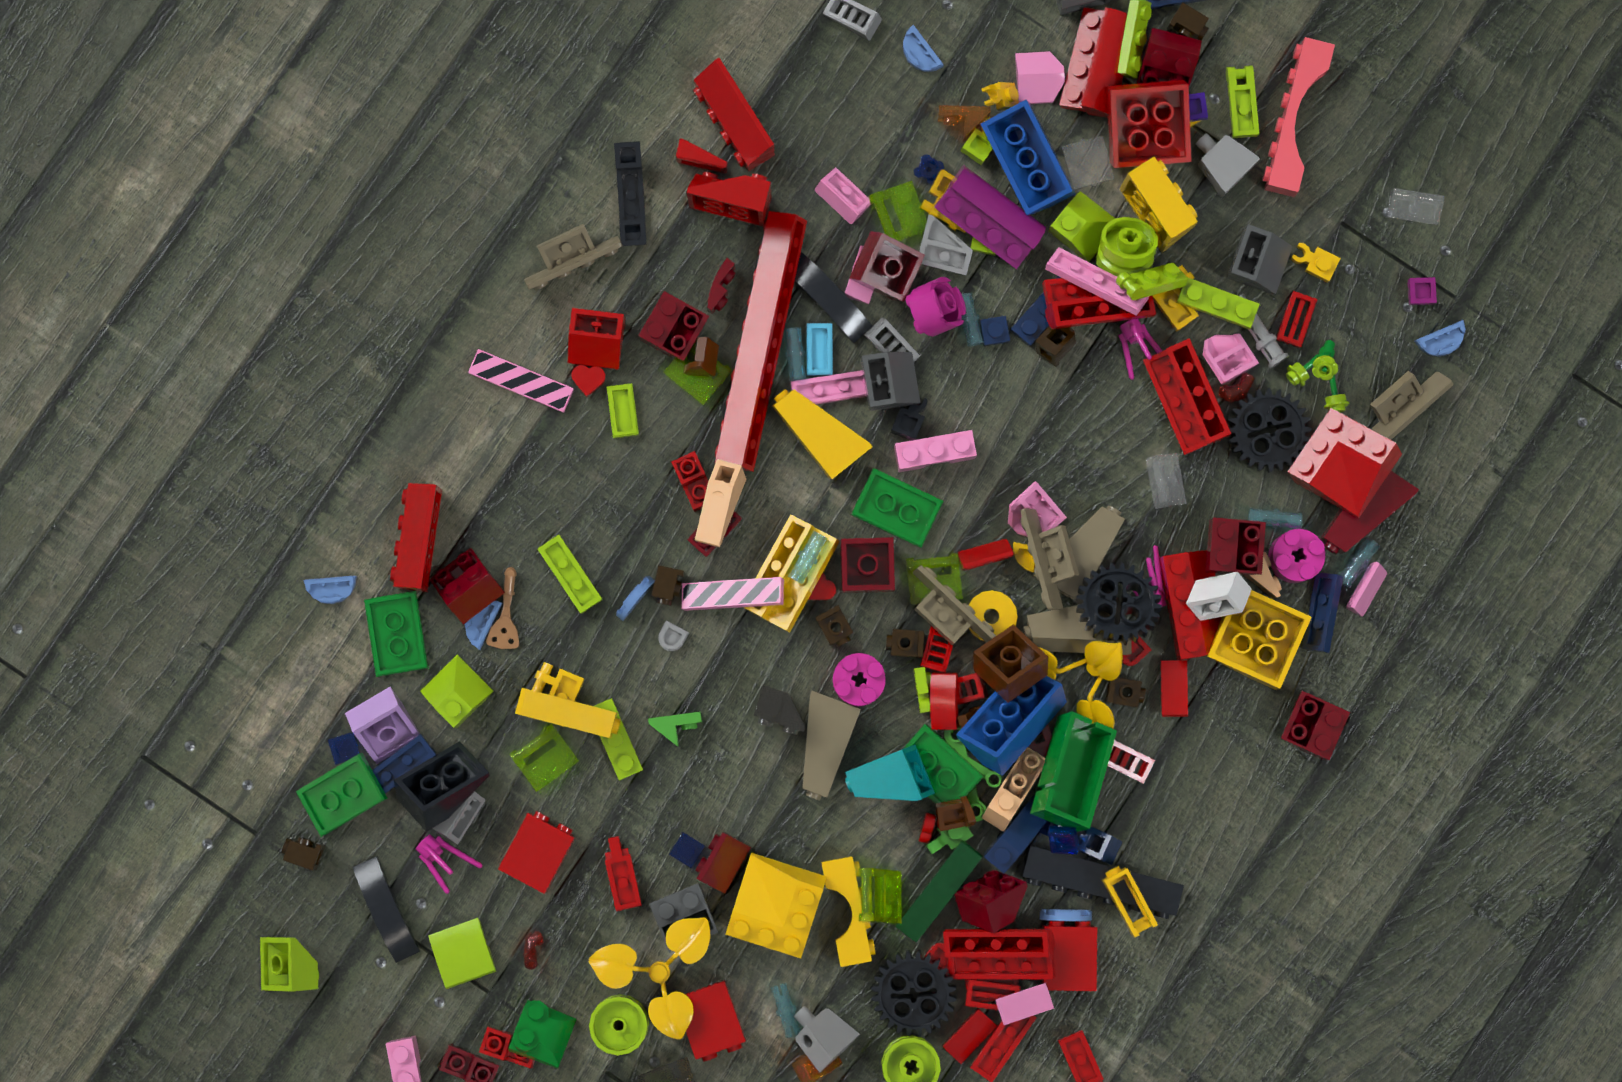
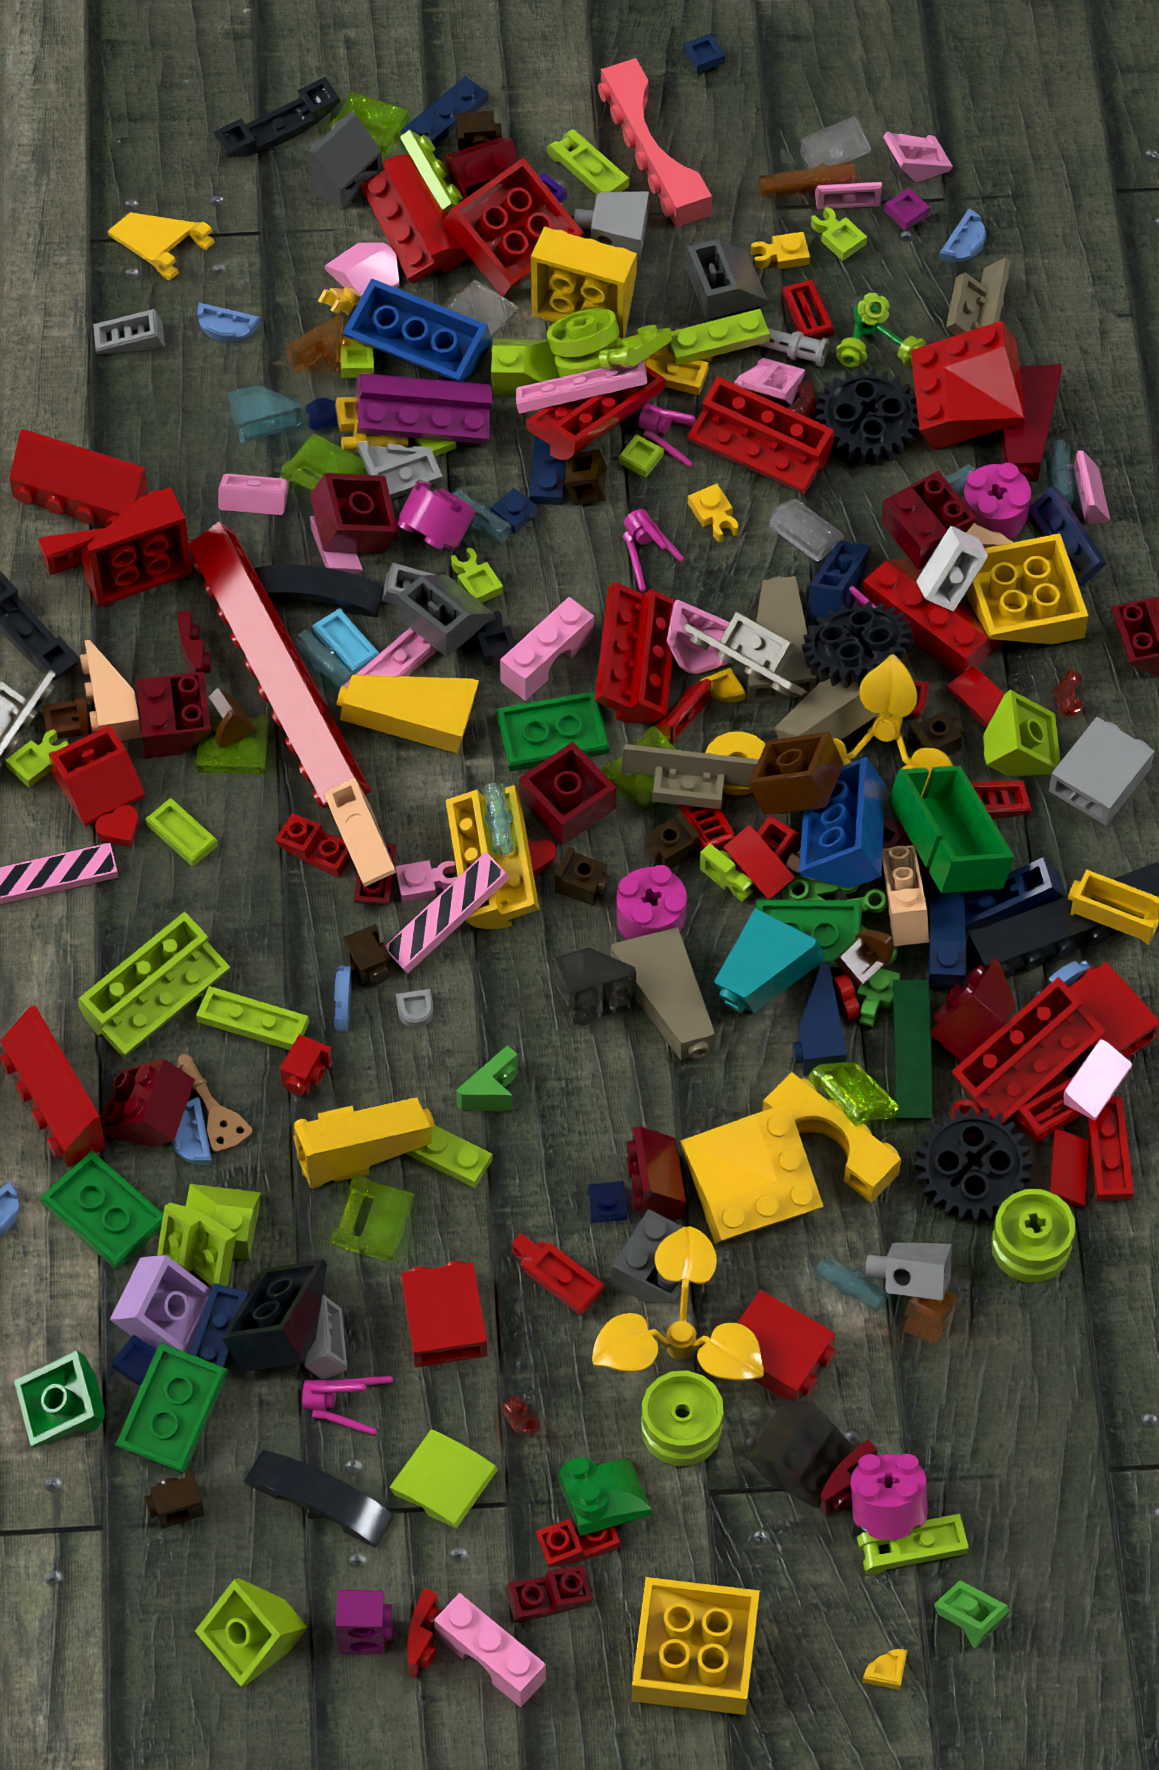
camera: 35 degrees left, 25 degrees down
(282, 742) = (60, 1399): none -> green slope
(347, 1012) = (363, 1621): none -> magenta brick
(374, 1043) = (420, 1640): none -> red slope
(422, 699) = (197, 1243): none -> lime slope
(526, 511) = (152, 985): none -> lime brick
(567, 295) = (33, 760): none -> lime plate
(575, 630) = (305, 1065): none -> red brick
(610, 278) = (67, 718): none -> reddish brown tile
(645, 287) = (112, 696): none -> light nougat slope
(739, 551) = (419, 881): none -> bright pink plate
(889, 140) = (262, 412): none -> clear light blue slope
(894, 838) = (820, 1028): none -> dark blue slope
(930, 367) = (476, 579): none -> lime plate
(985, 496) = (635, 654): none -> red brick
(1062, 407) = (643, 530): none -> dark pink plant
(1063, 840) = (997, 898): clear blue plate -> none
(1105, 349) = (641, 456): none -> lime tile
(1118, 421) = (713, 508): none -> yellow plate
(1153, 537) = (832, 583): none -> dark blue slope
(1176, 734) = (1021, 738): none -> lime slope
(1207, 792) = (1101, 770): none -> light grey brick
(1228, 722) = (1065, 696): none -> clear red arm
(1361, 280) = (839, 236): none -> lime plate
(1386, 223) = (807, 178): none -> clear orange pin
(1387, 68) = (704, 53): none -> dark blue plate
(1393, 250) = (848, 195): none -> bright pink slope
(1463, 252) = (918, 156): none -> bright pink slope

